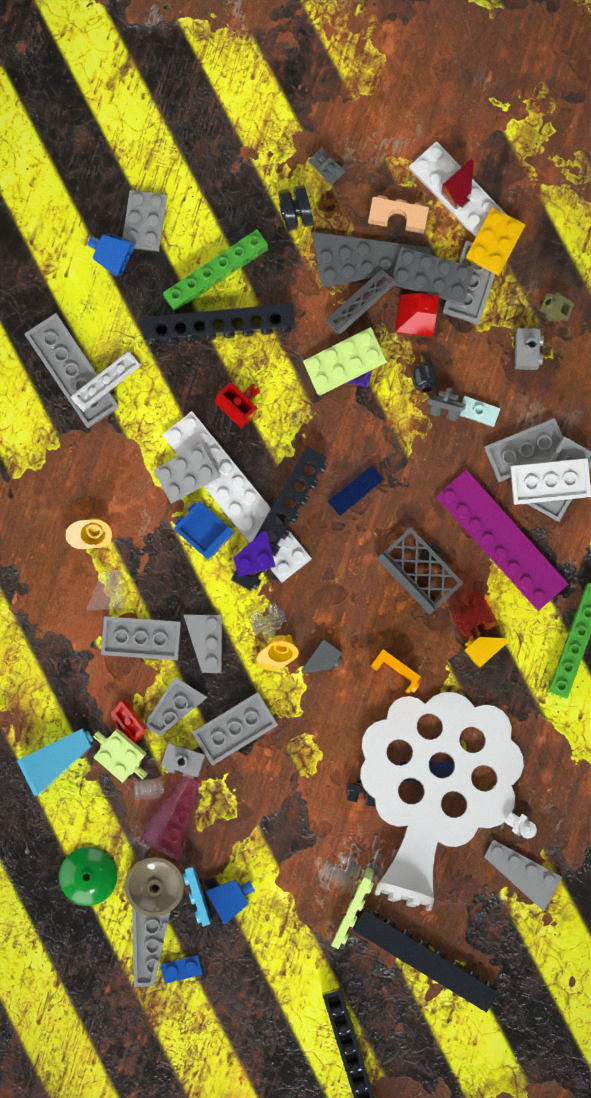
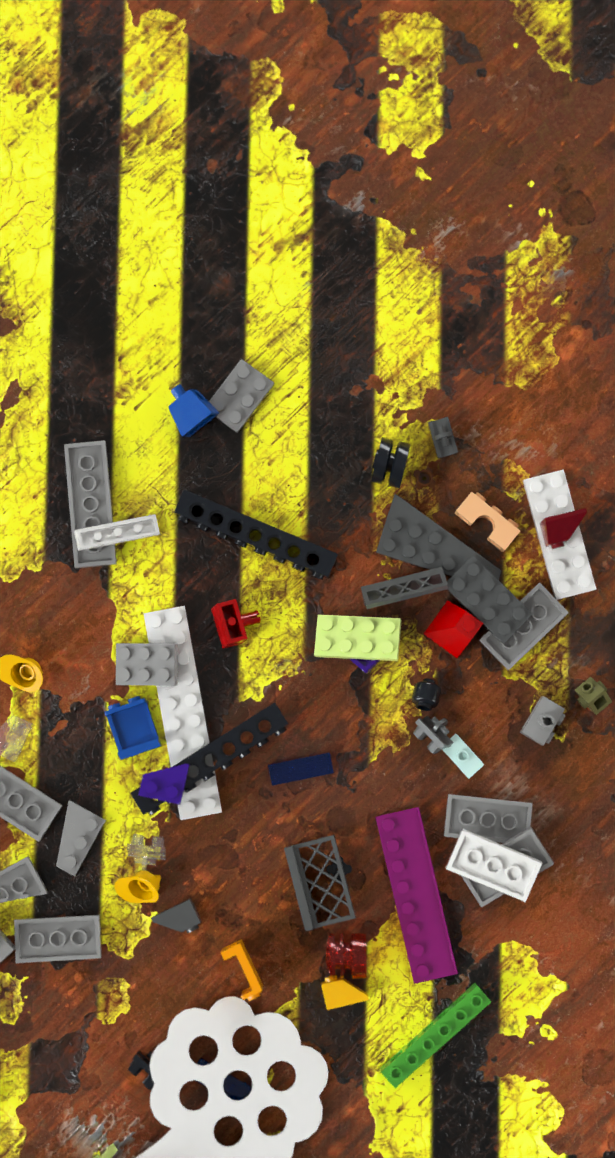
camera: 25 degrees right, 0 degrees up
(215, 271) = (280, 482): bright green brick -> none
(495, 241) = (567, 599): yellow plate -> none

